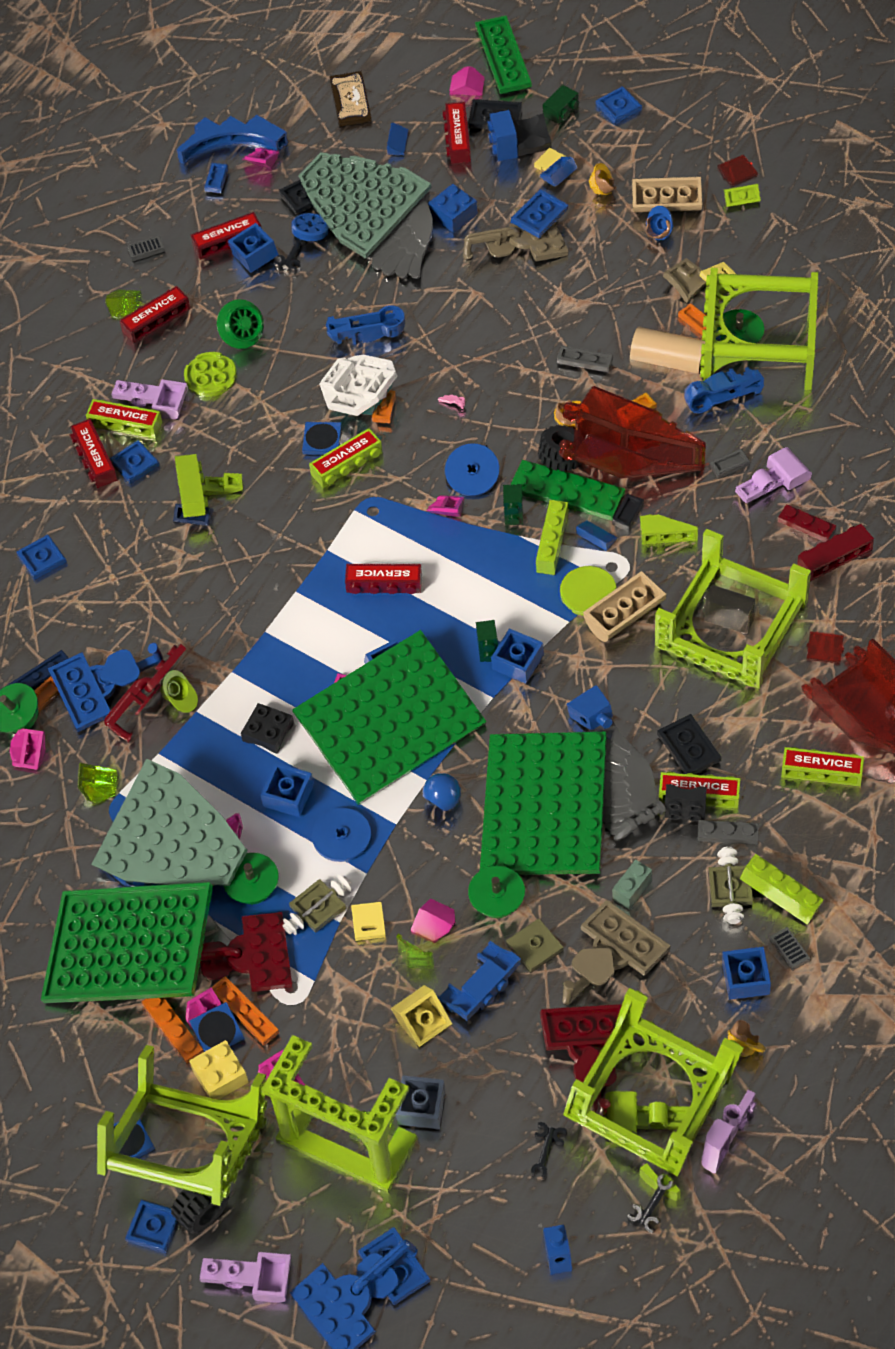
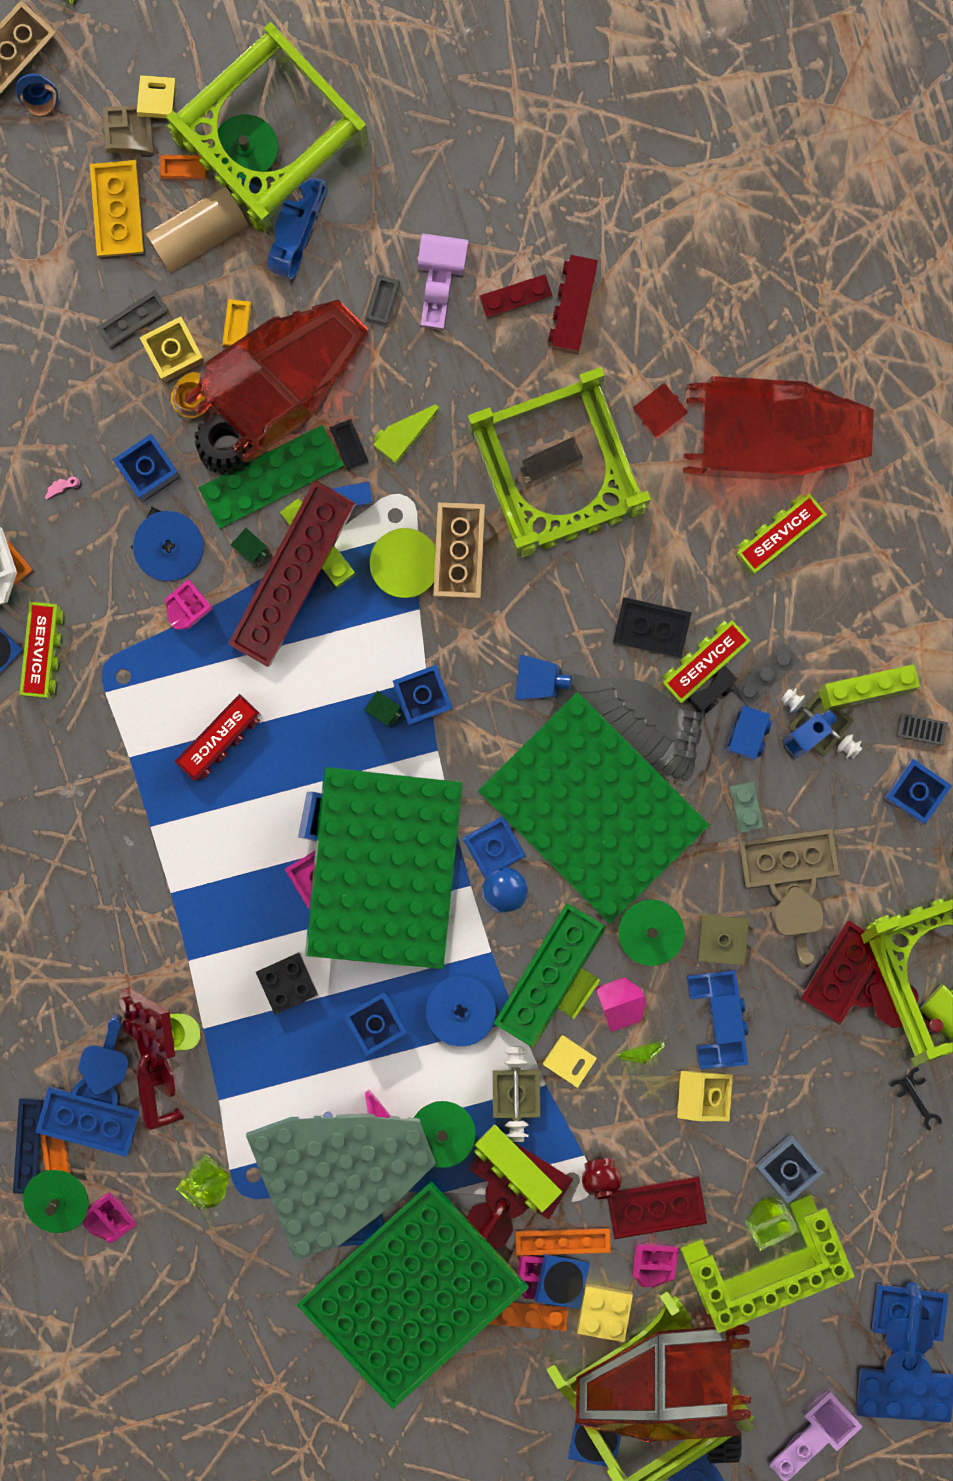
camera: 55 degrees left, 30 degrees up
(202, 1122) = (666, 1387): none -> clear red windscreen
(267, 937) = (517, 1169): none -> lime brick
(308, 994) = (601, 1178): none -> dark red piece
(329, 1055) = (657, 1207): none -> dark red tile
(412, 861) = (550, 975): none -> green plate
(416, 886) = (579, 993): none -> lime plate
(466, 770) = (494, 846): none -> blue tile
(506, 424) = (146, 467): none -> blue brick
(519, 531) = (292, 573): none -> dark red plate
(583, 378) = (172, 349): none -> light yellow brick
(638, 306) = (116, 208): none -> yellow plate
(679, 844) = (748, 733): none -> blue brick
(715, 874) = (805, 737): none -> blue torso

